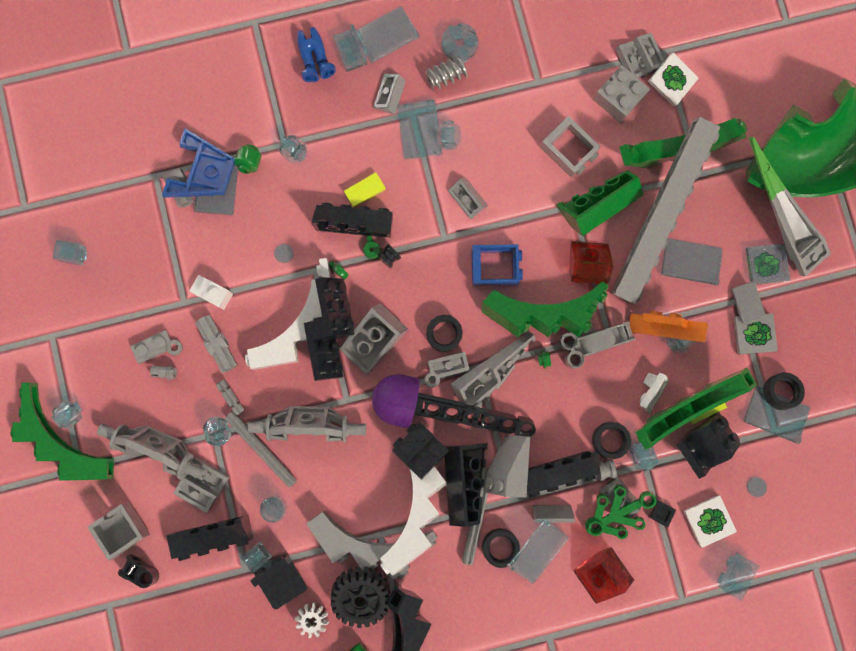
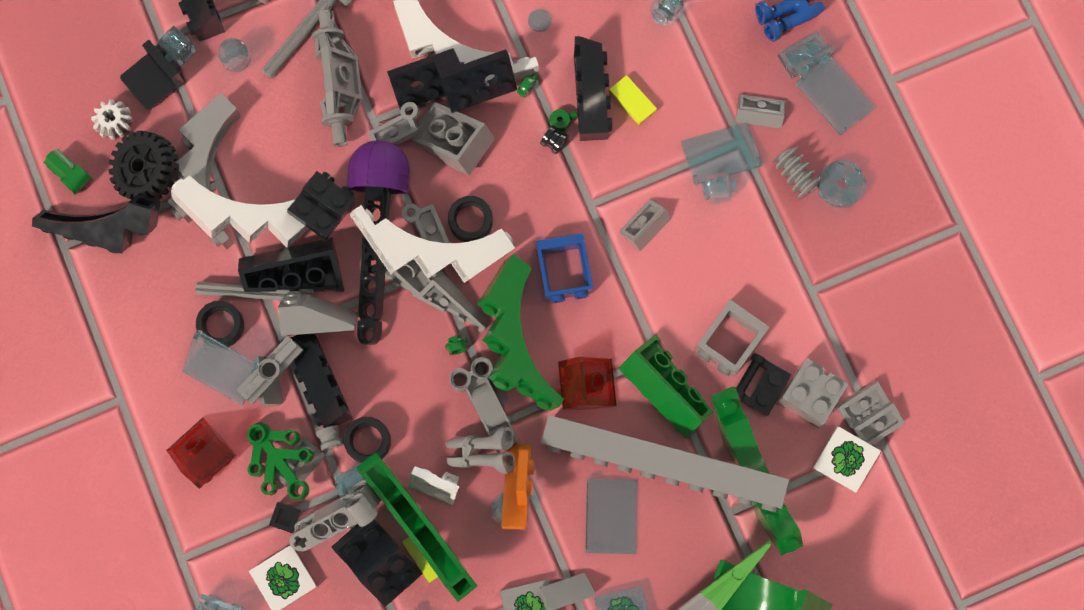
camera: 85 degrees right, 5 degrees down
(360, 380) = (398, 129): none -> light grey hinge
(469, 390) = (399, 248): none -> white arch
(558, 519) = (258, 381): none -> light grey piece
(611, 128) = (768, 387): none -> black plate
(627, 358) = (472, 444): none -> light grey piece
(674, 471) = (356, 505): none -> light grey piece

